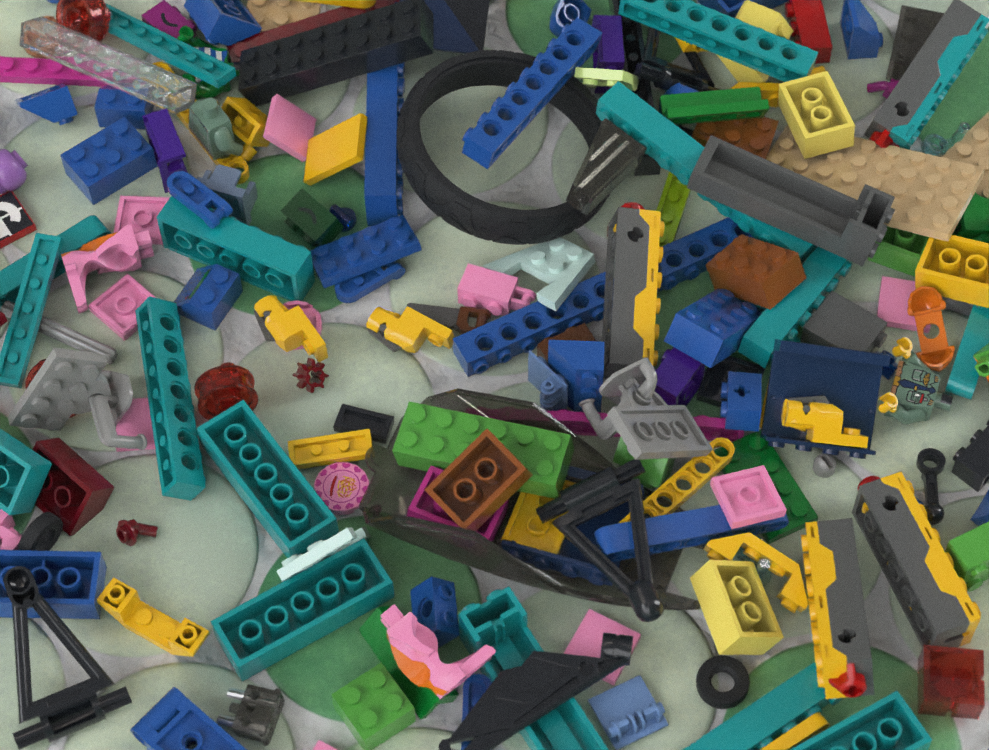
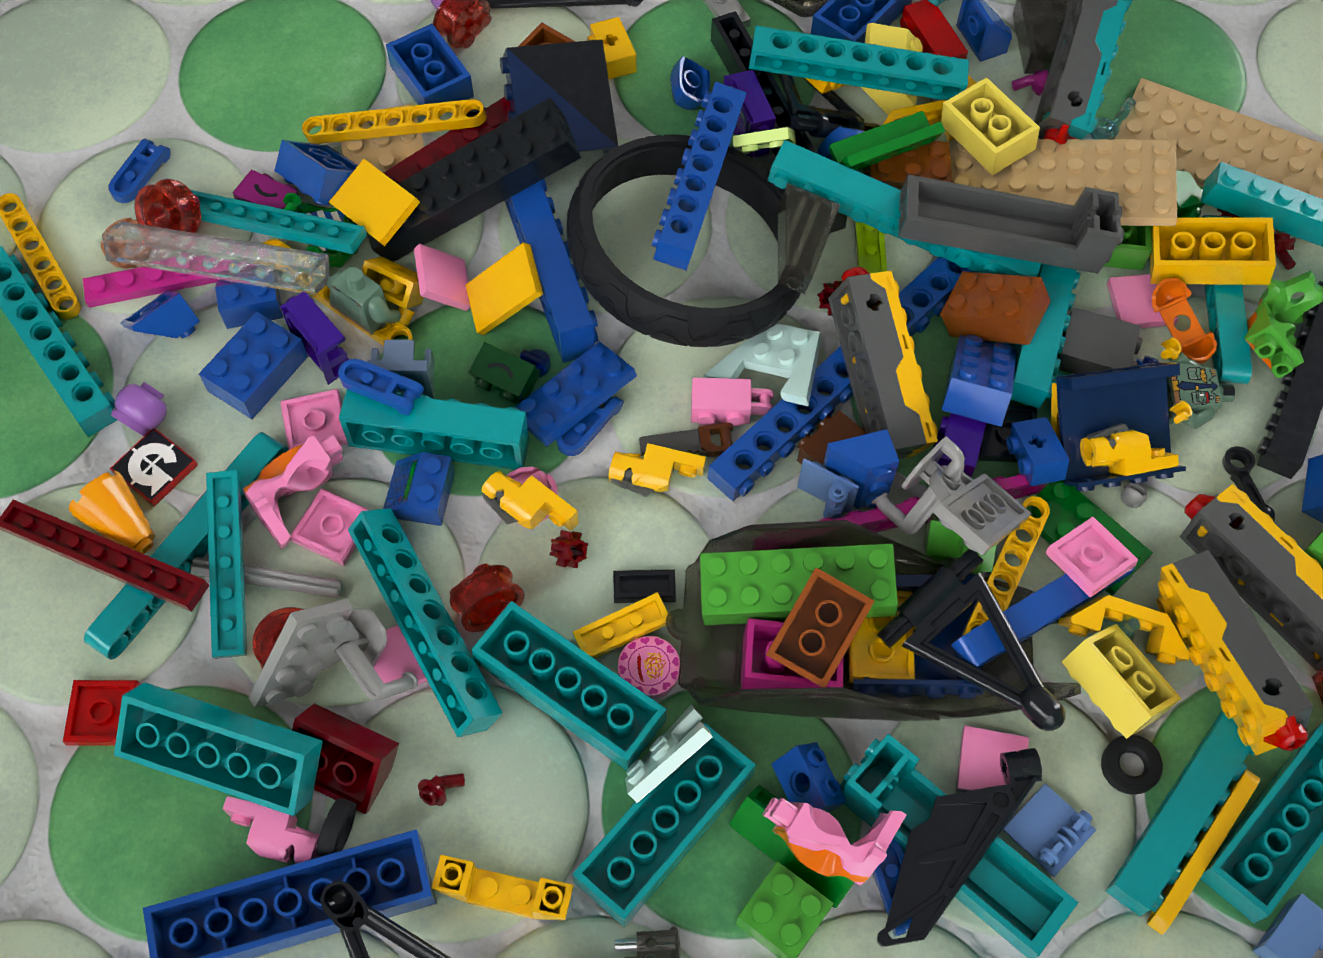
camera: 20 degrees left, 5 degrees up
(252, 50) = (374, 202): none -> yellow tile

